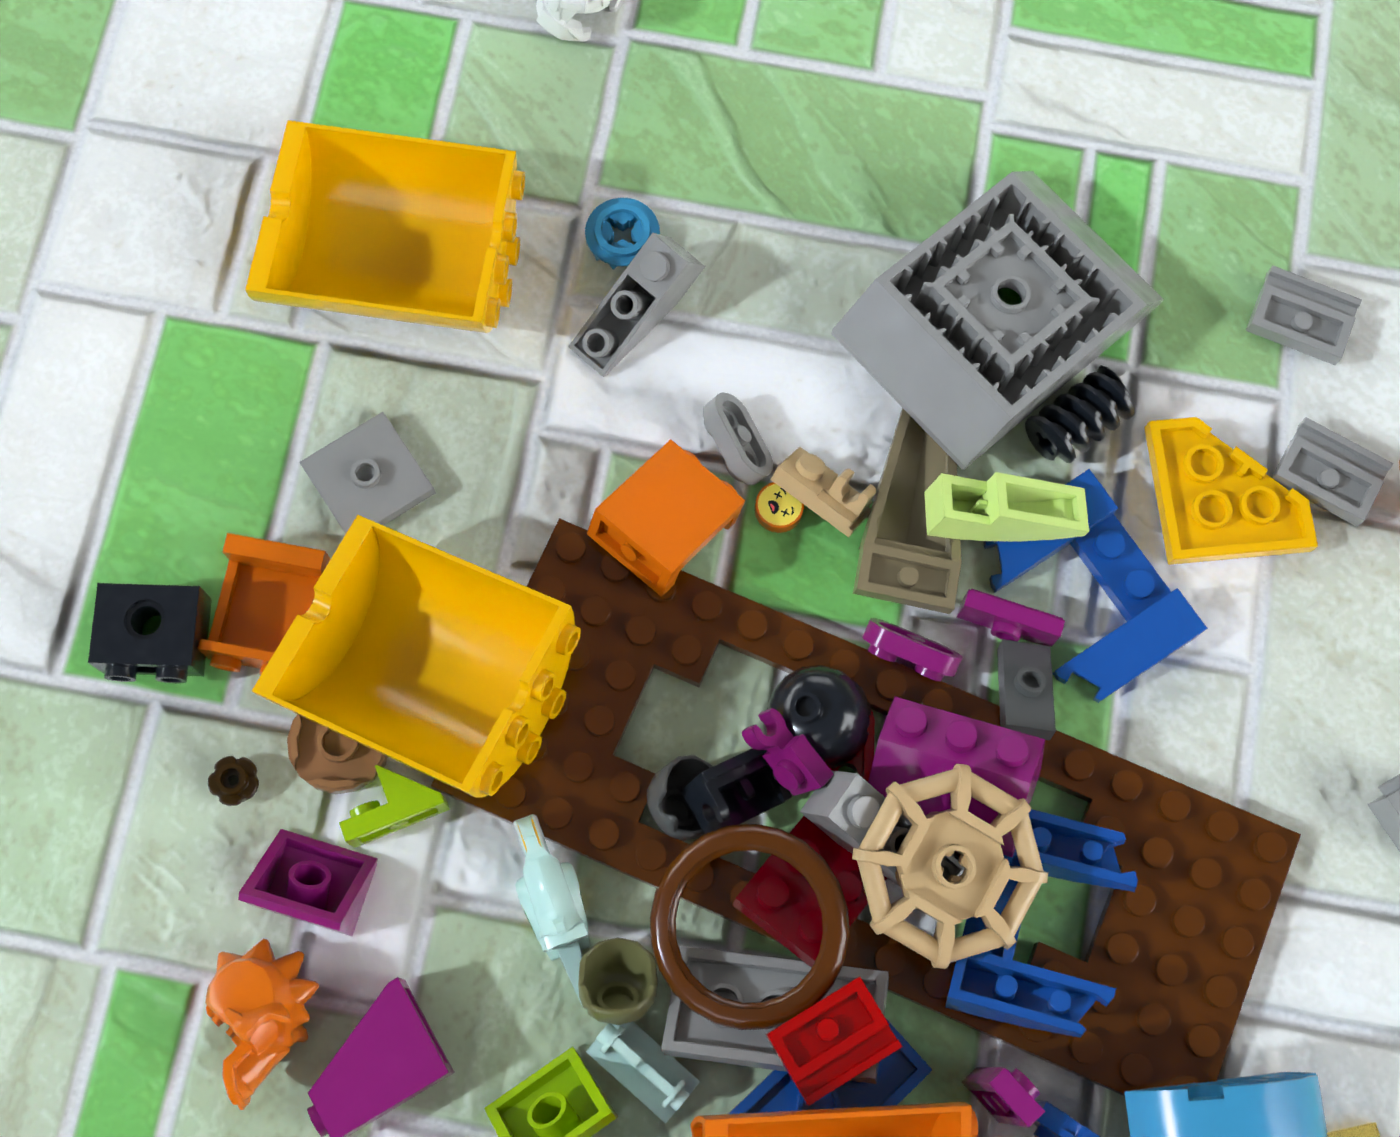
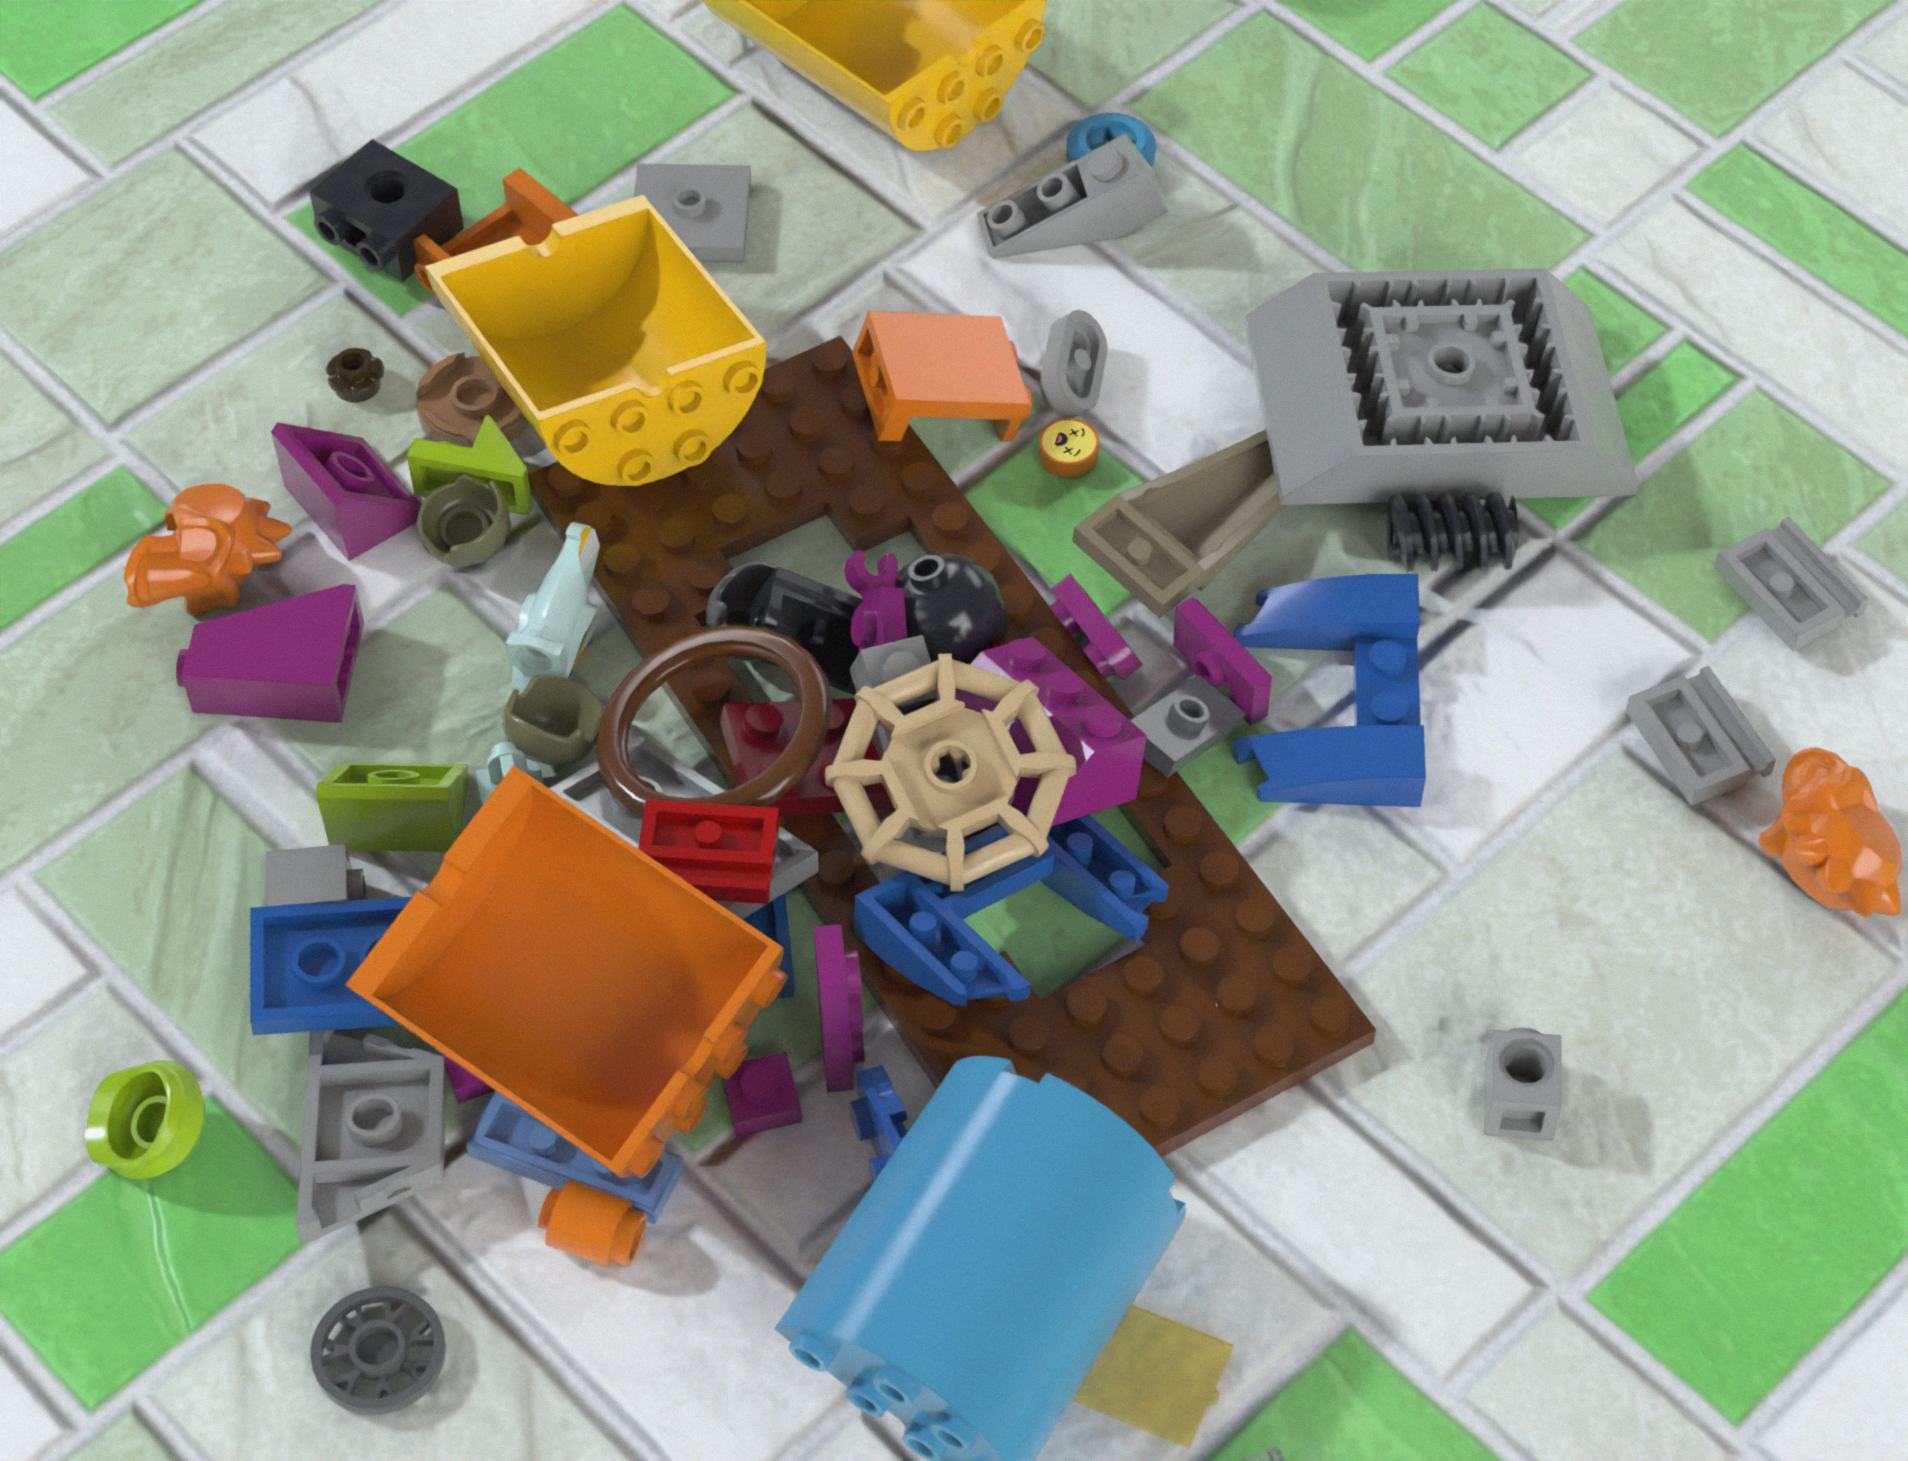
camera: 40 degrees right, 20 degrees down
(421, 860) = (464, 522): none -> olive hair
(823, 492) = (1121, 444): tan plate -> none
(1004, 509) = (1289, 547): yellowish green slope -> none
(1220, 499) = (1550, 692): yellow plate -> none

